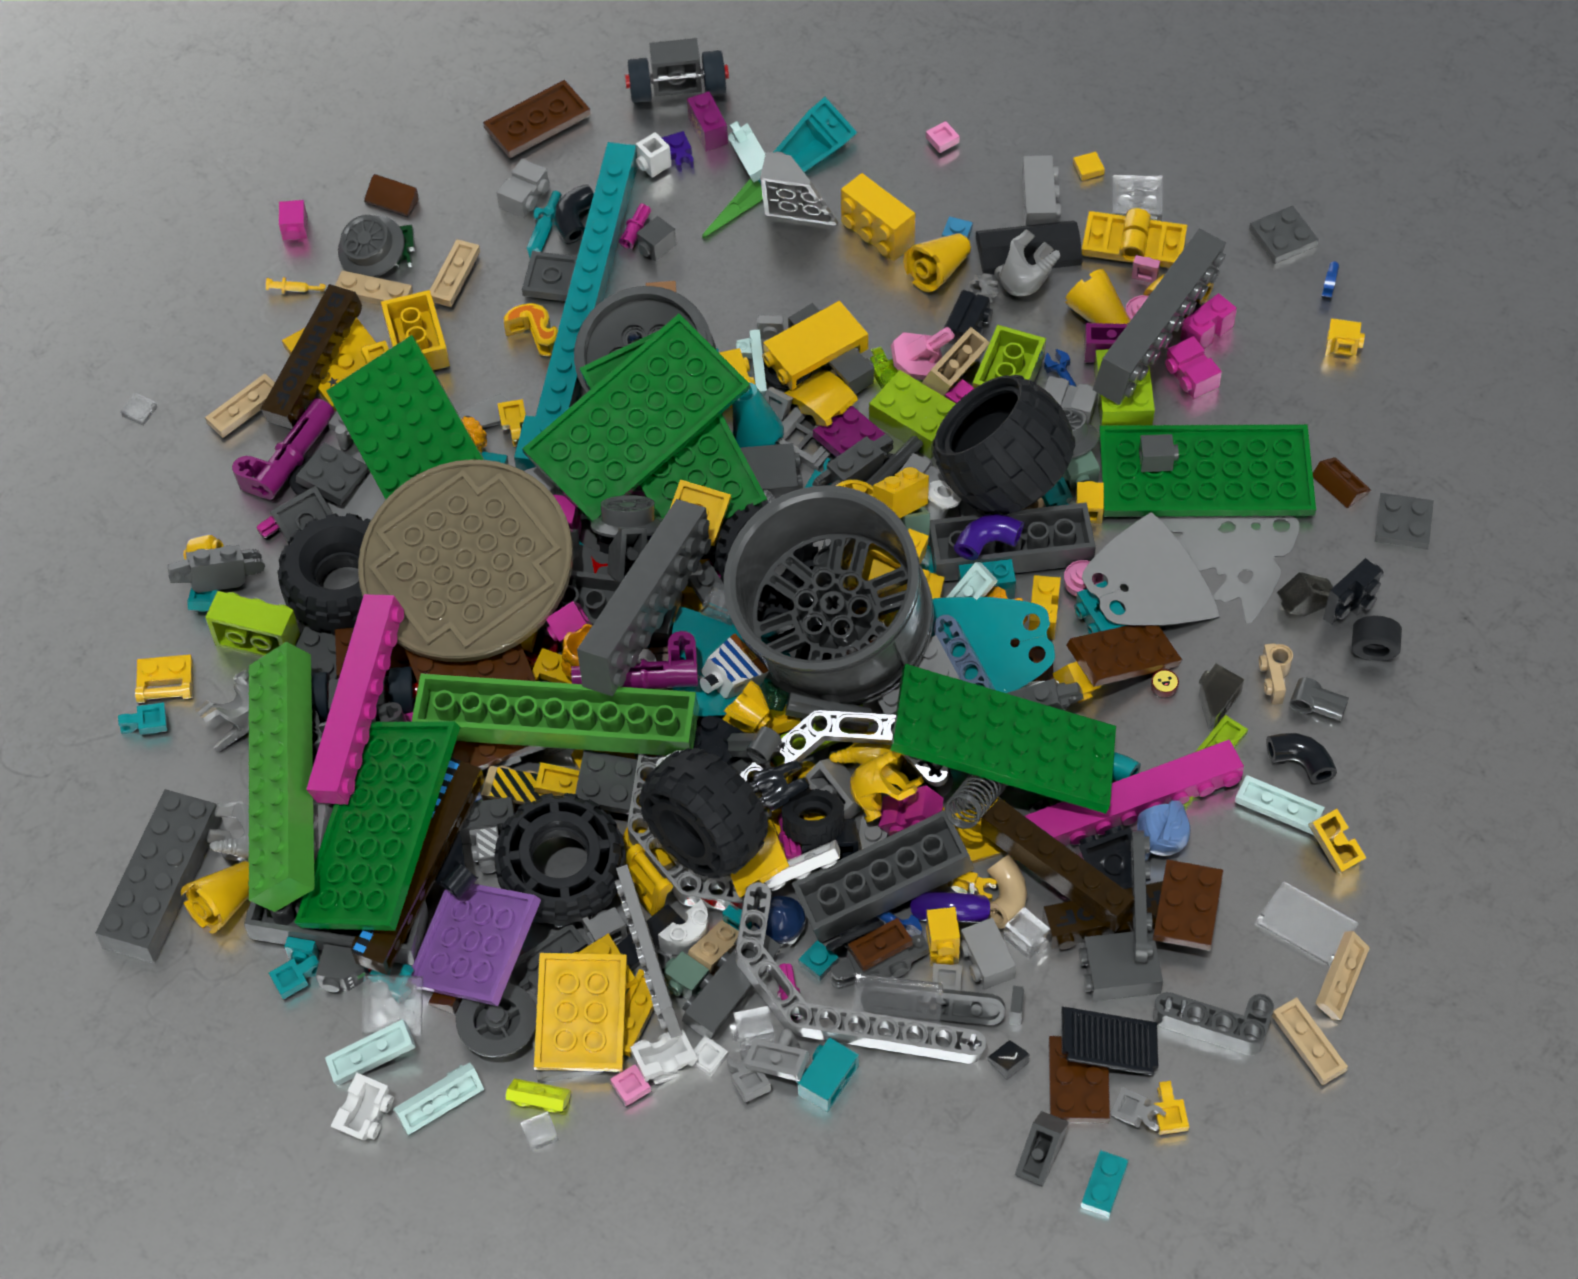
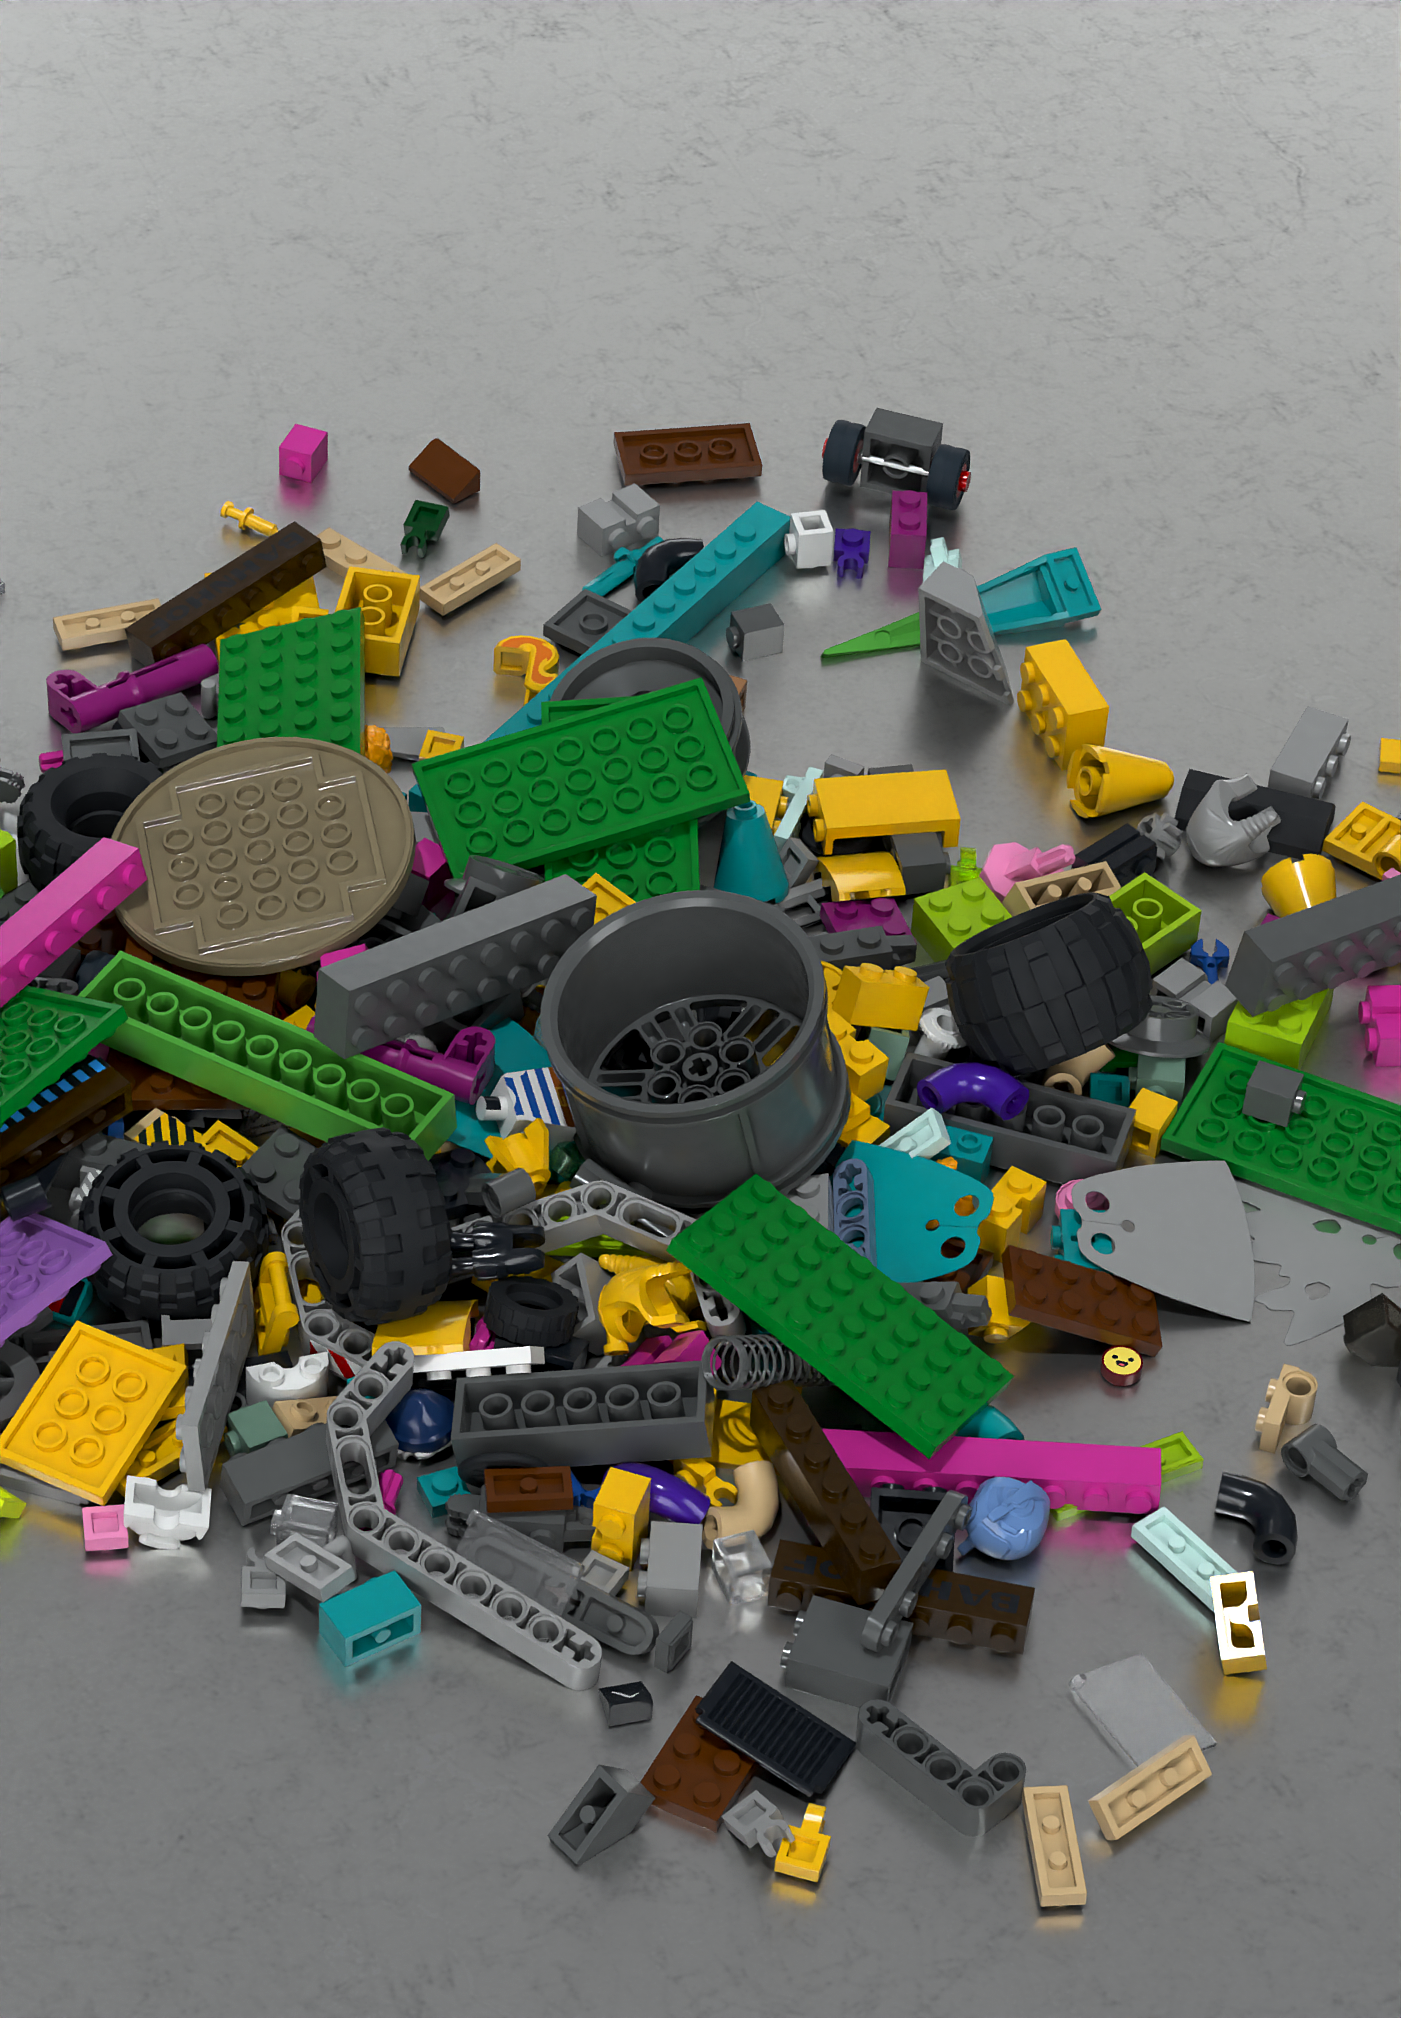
camera: 20 degrees right, 15 degrees down
(370, 245) = (381, 509): dark grey wheel -> none
(634, 225) = (720, 620): dark pink axle -> none
(709, 1056) = (228, 1539): white tile -> none
(942, 137) = (1215, 654): bright pink plate -> none
(956, 226) = (1175, 760): dark azure plate -> none
(1104, 1183) = (662, 1895): teal plate -> none
(1188, 904) = (978, 1611): reddish brown plate -> none
(1218, 693) = (1189, 1401): clear smoke slope -> none

